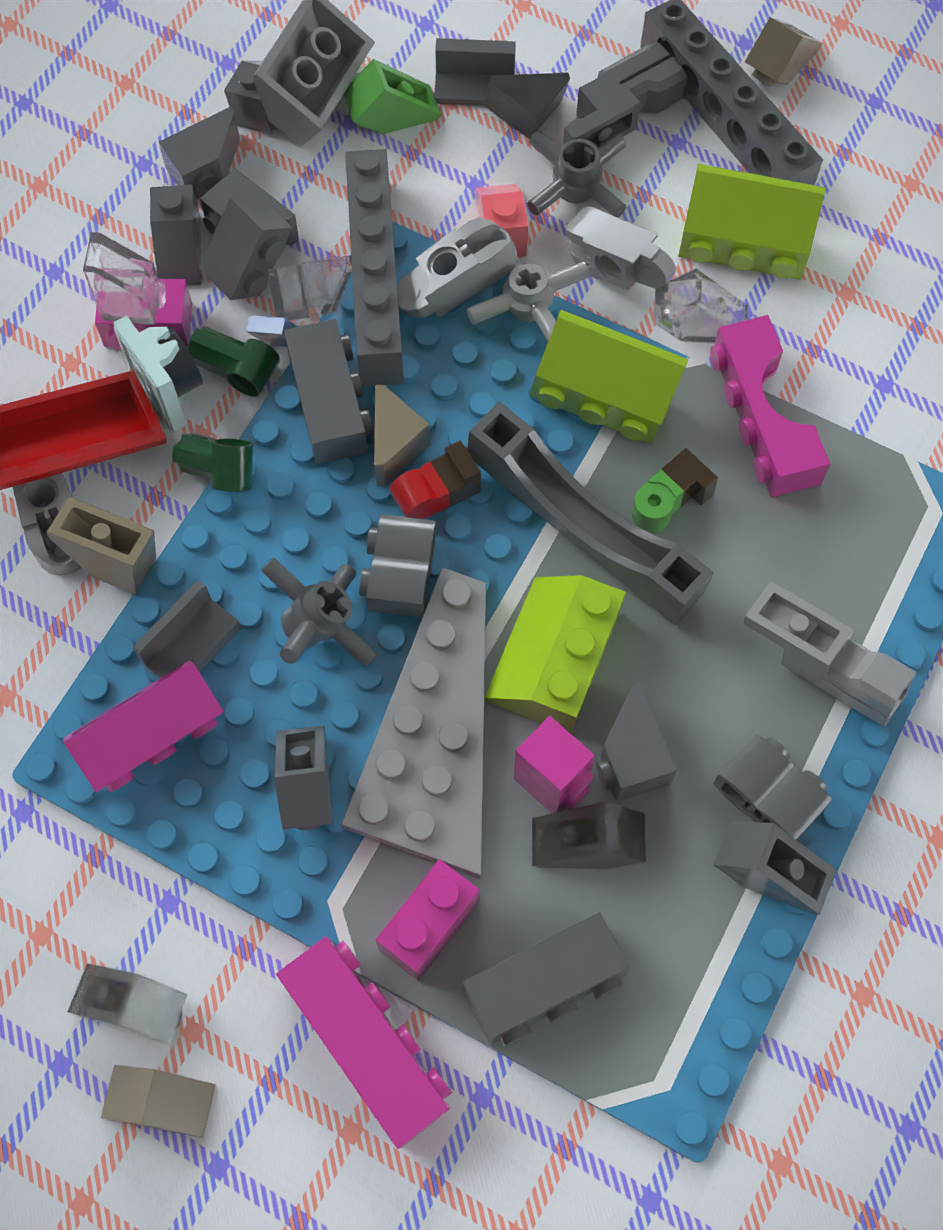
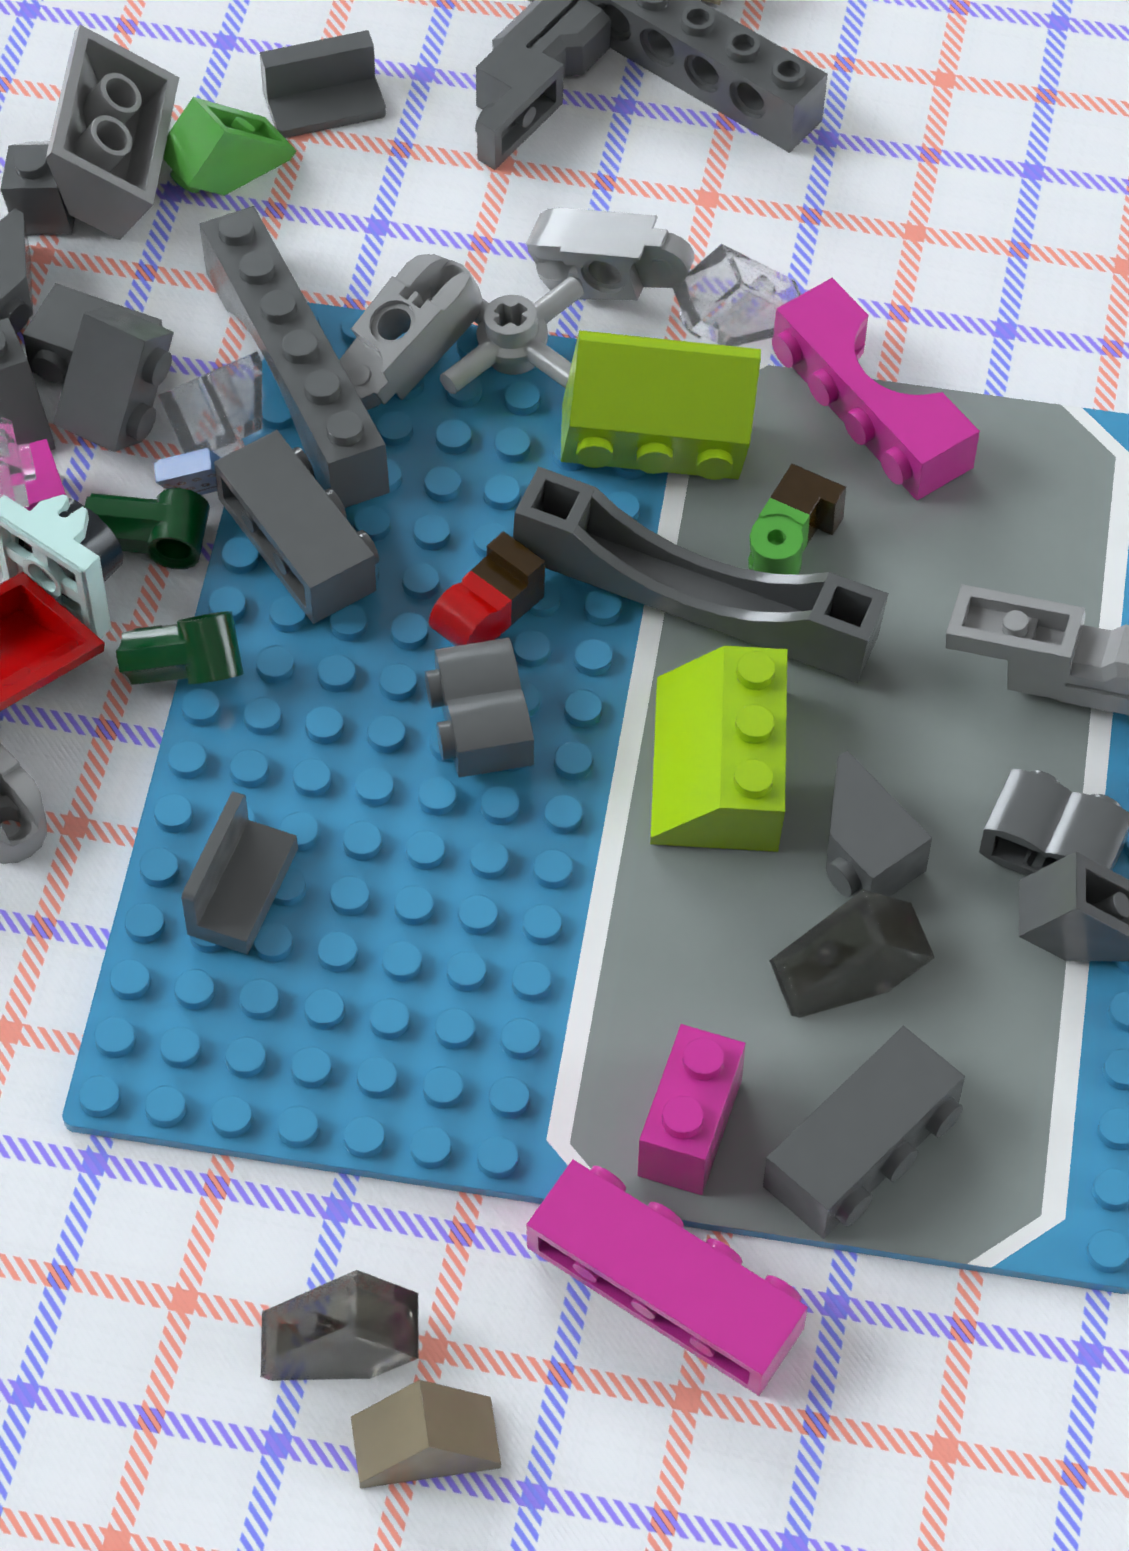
camera: 20 degrees left, 10 degrees down
(104, 544) = (80, 792): dark tan slope -> none
(144, 727) = (230, 992): dark pink brick -> none
(303, 778) = (464, 993): dark grey slope -> none
(317, 613) = (401, 789): dark grey bar -> none
(398, 435) = (412, 551): dark tan slope -> none
(427, 758) = (607, 923): light grey wing -> none
(507, 209) = (437, 234): coral slope -> none
(526, 99) = (405, 100): pearl dark grey slope -> none
(554, 767) = (779, 879): dark pink brick -> none
(577, 173) = (510, 174): dark grey bar -> none
(751, 221) = (763, 174): lime slope -> none

